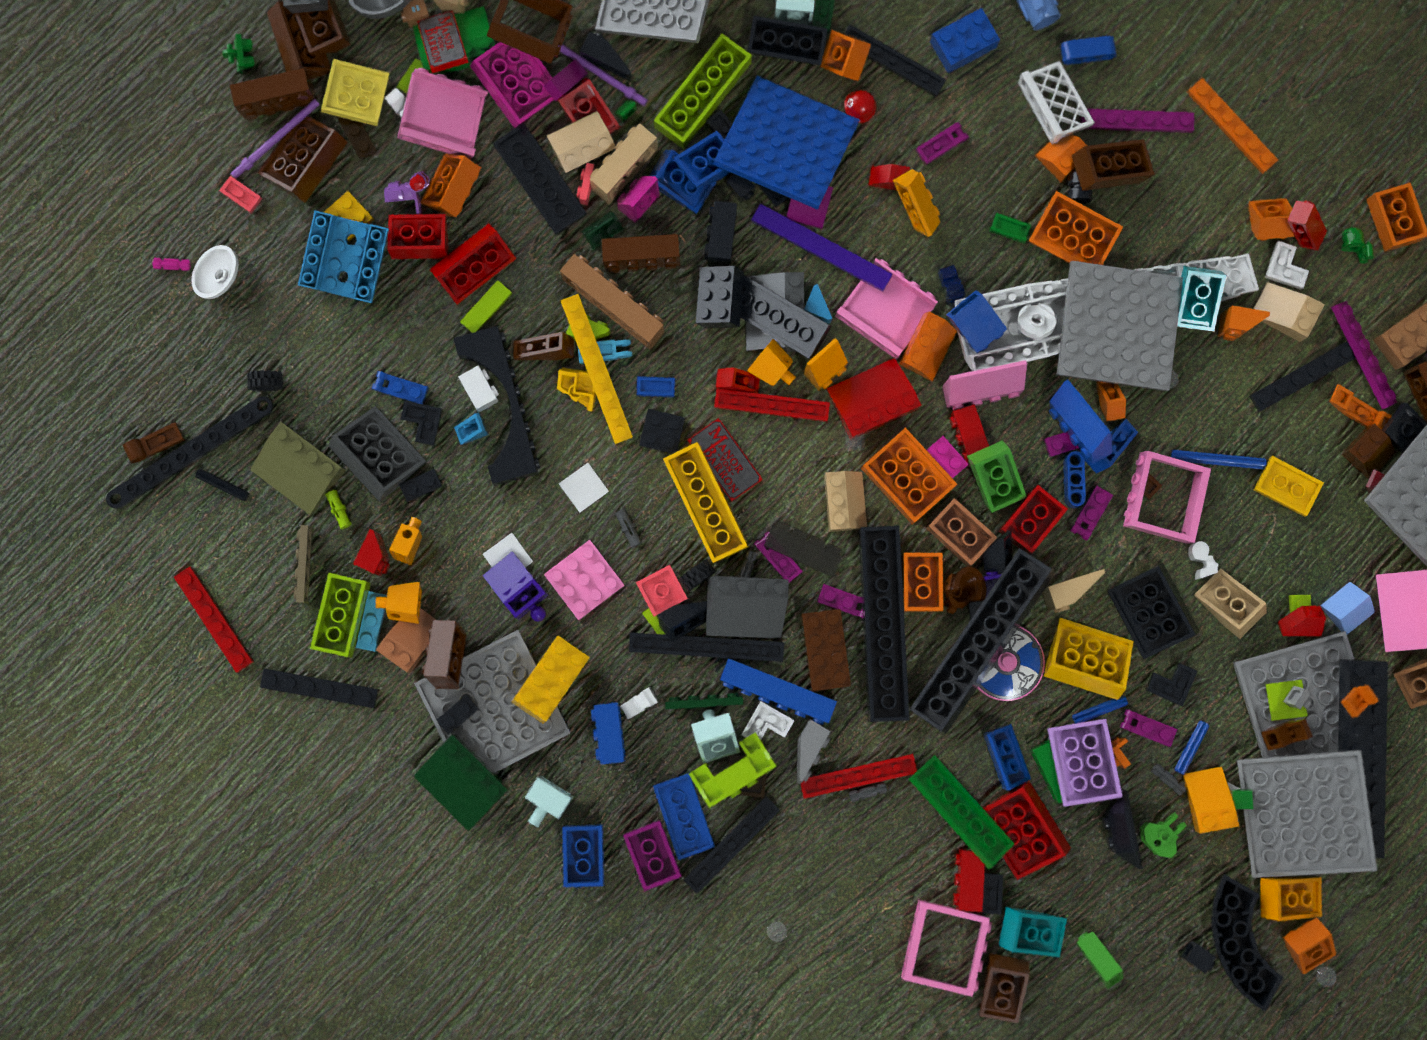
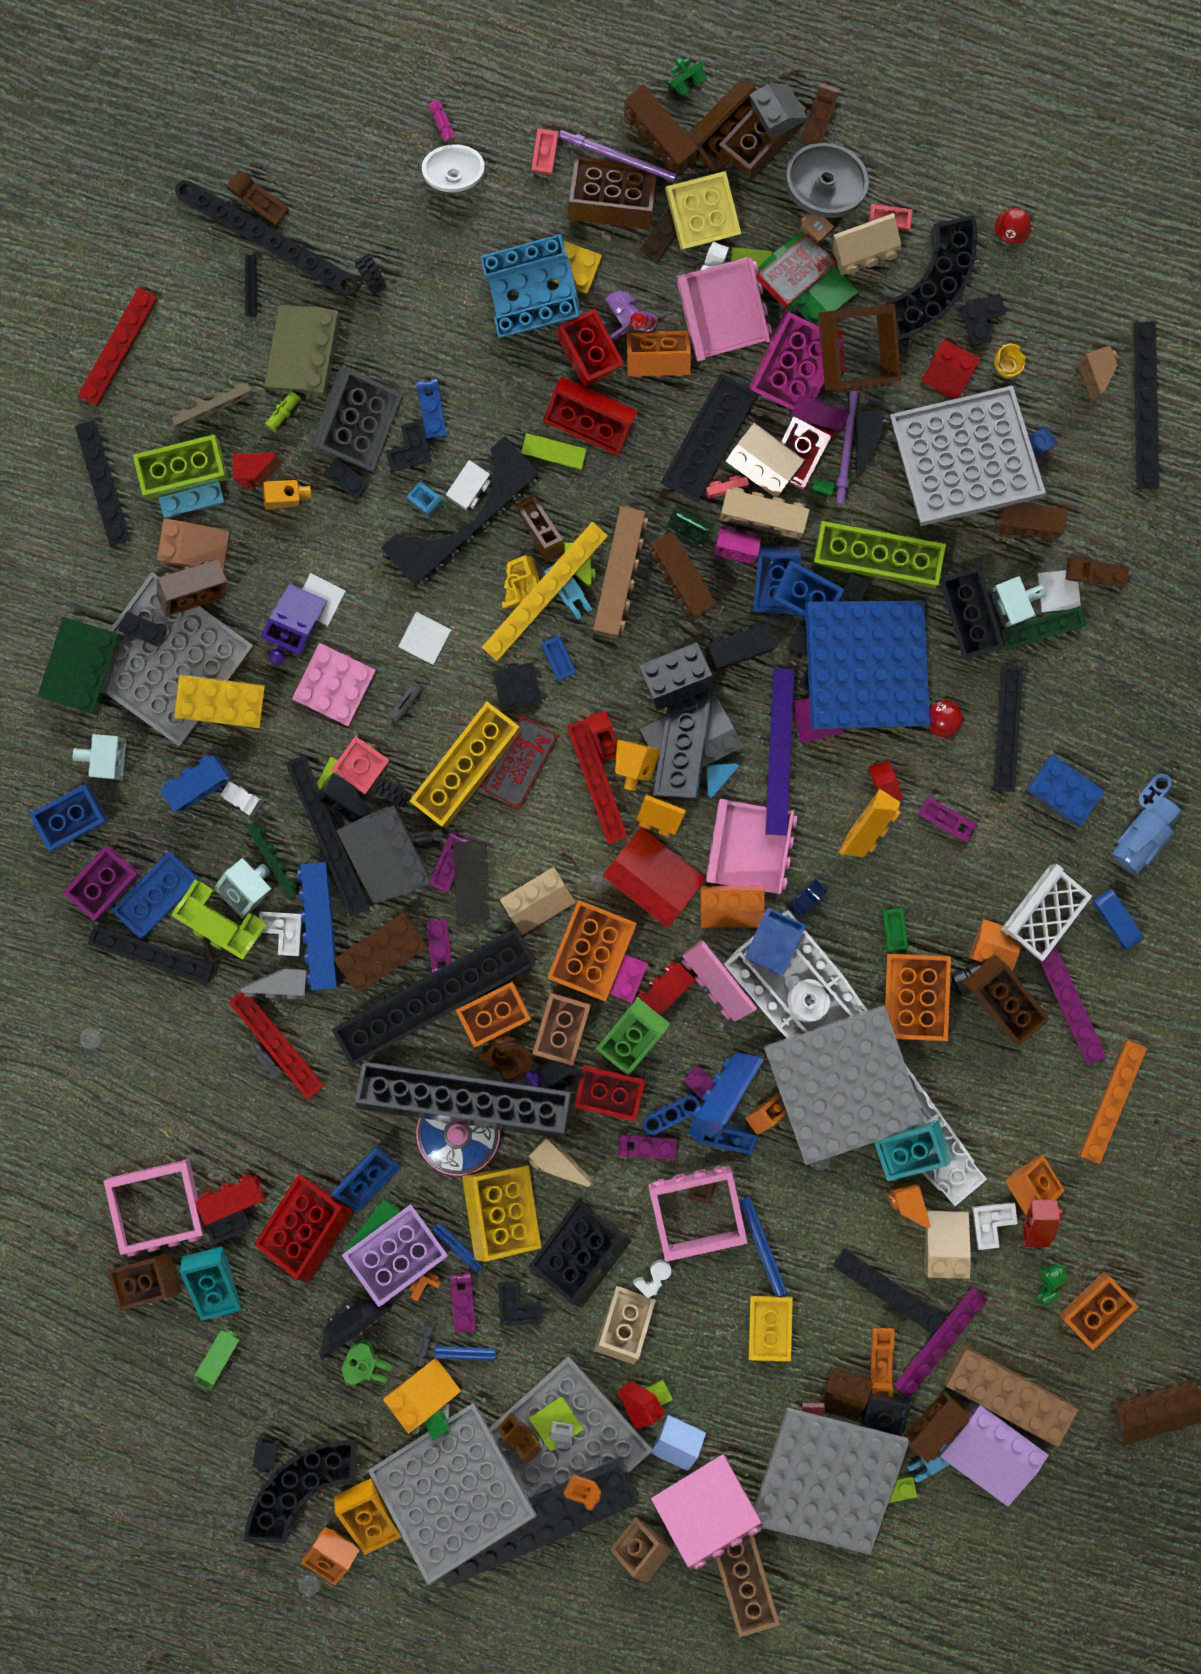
camera: 65 degrees right, 5 degrees up
(402, 602) = (222, 520): light orange torso -> none
(845, 55) = (987, 678): orange slope -> none
(961, 812) = (290, 1159): green plate -> none

